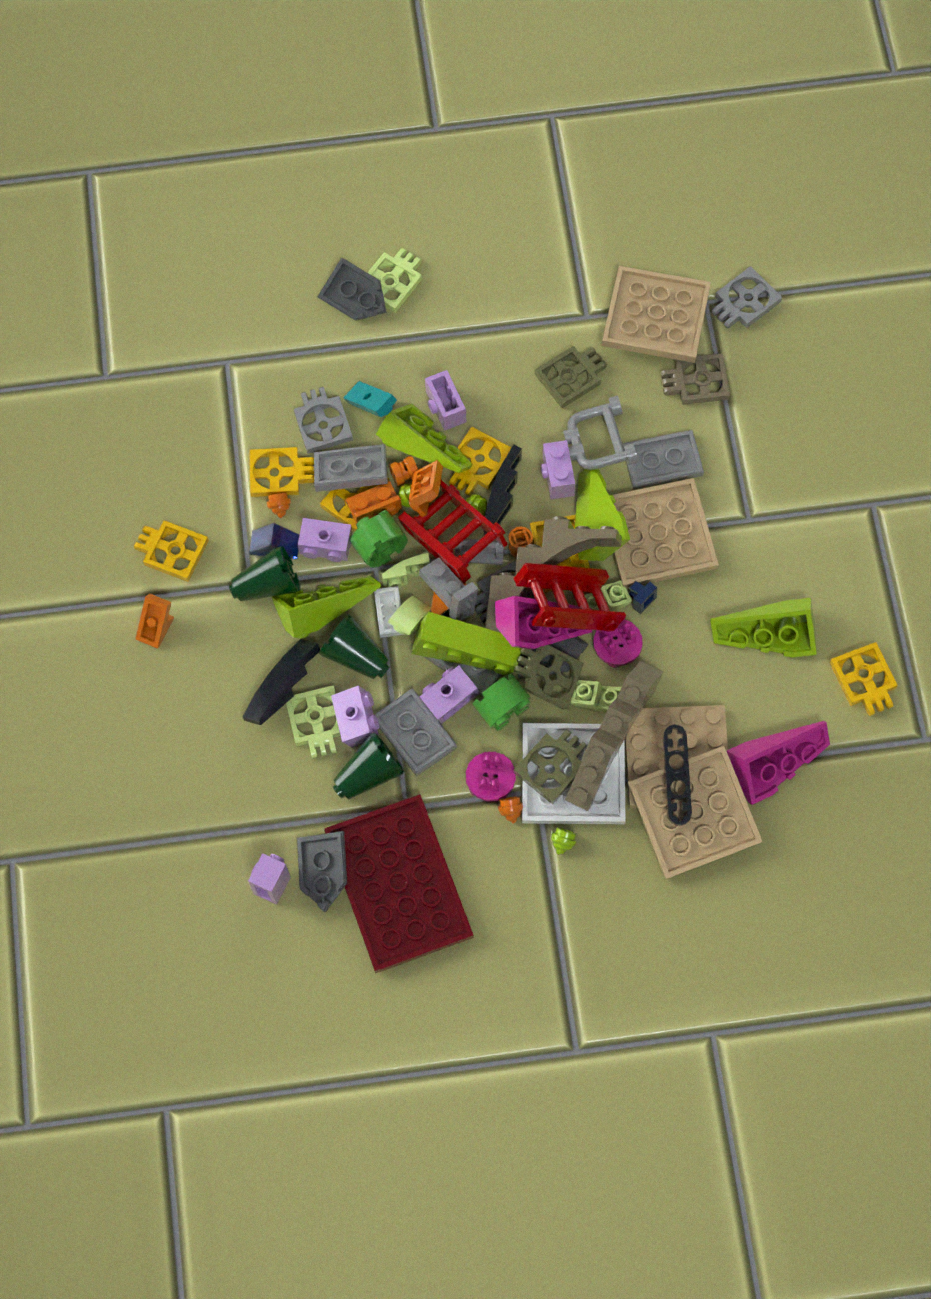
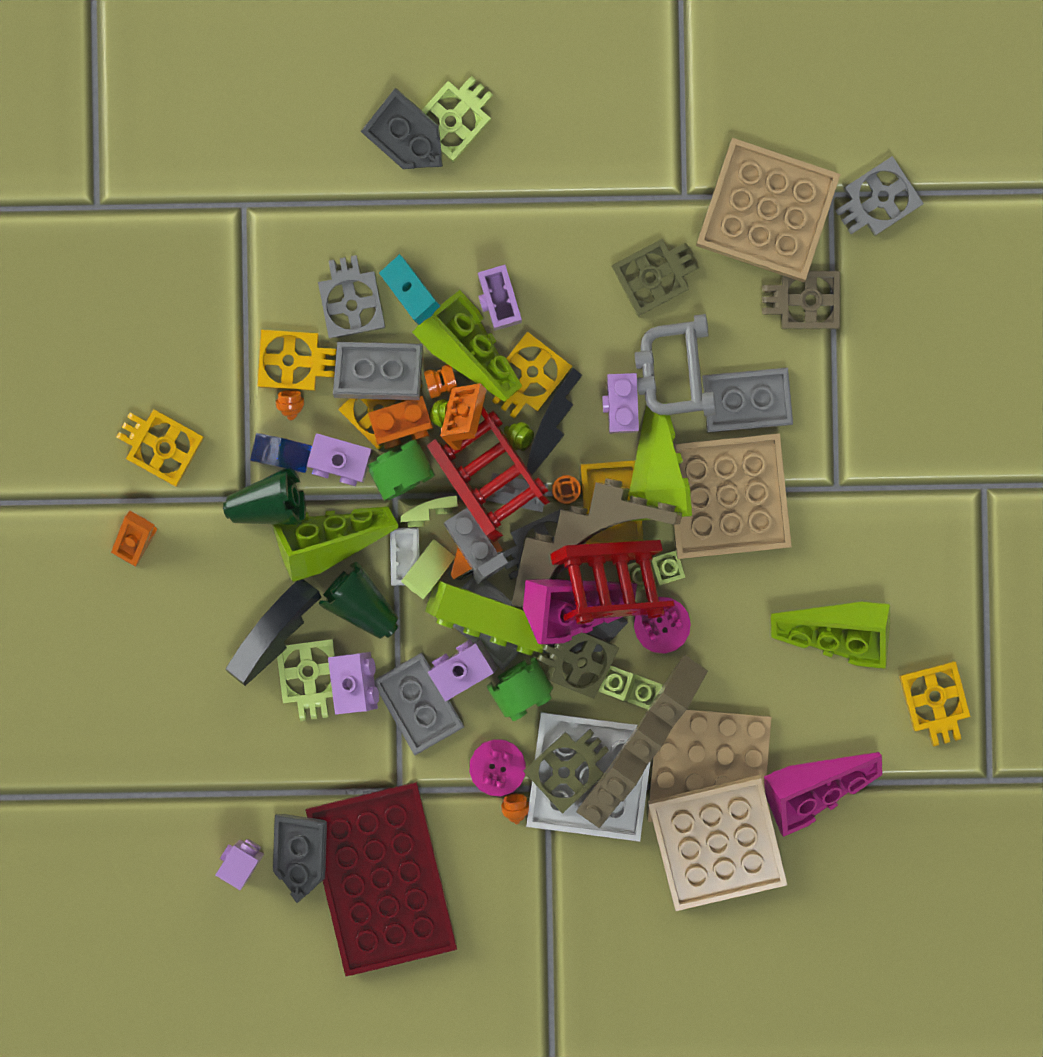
camera: 10 degrees right, 20 degrees up
(367, 769) = (362, 747): dark green cone -> none
(563, 840) = (569, 851): lime plate -> none
(642, 595) = (698, 574): dark blue tile -> none
(677, 775) = (706, 806): black beam -> none

